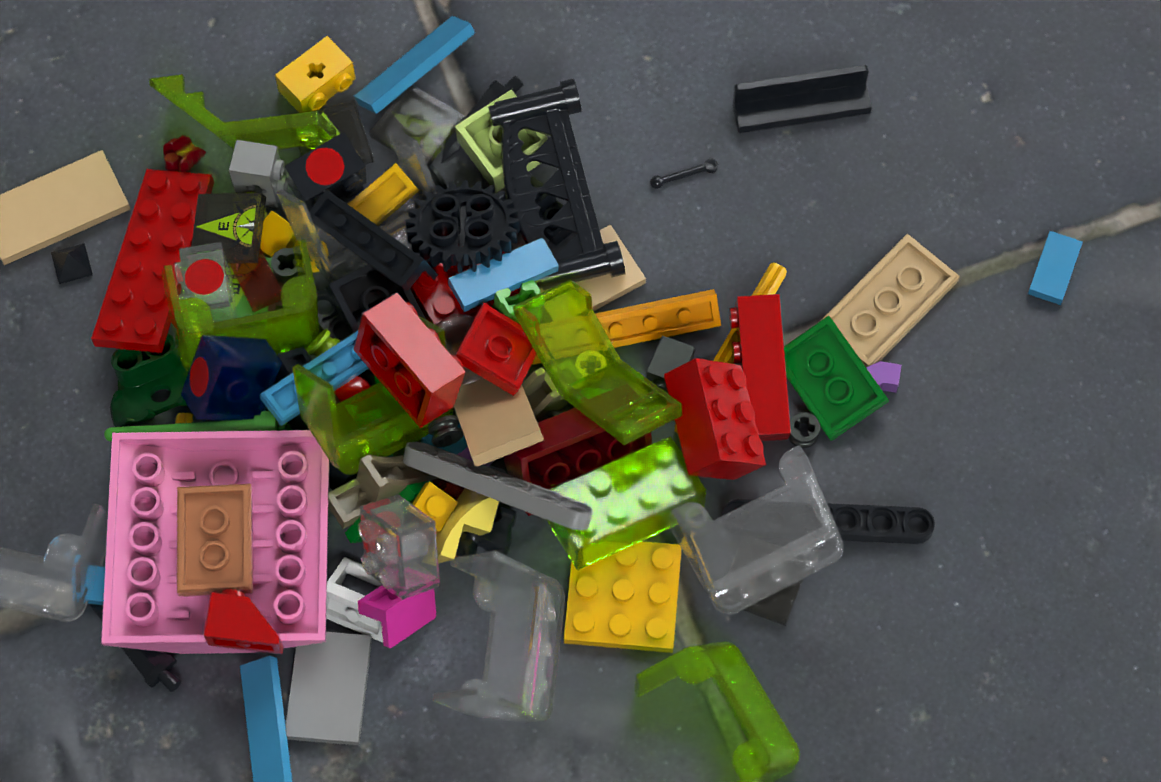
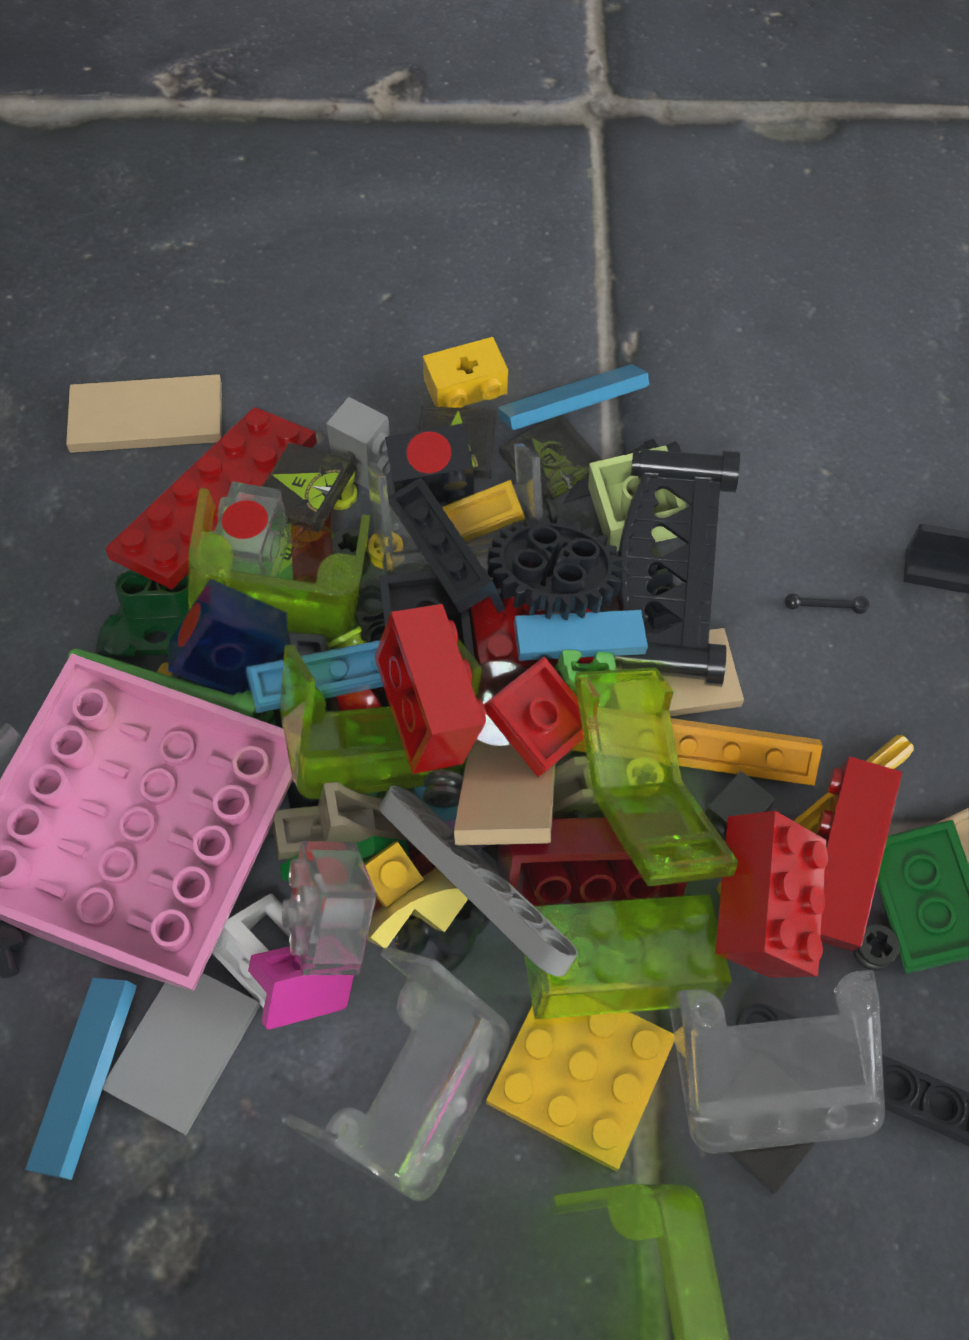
camera: 20 degrees right, 5 degrees down
(71, 263) = (136, 473): black slope -> none
(181, 154) = (296, 404): dark red arm -> none
(214, 539) = (120, 817): nougat tile -> none
(238, 624) = (95, 928): red slope -> none
(276, 234) = (350, 511): yellow slope -> none
(283, 131) = (407, 407): clear neon green windscreen -> none

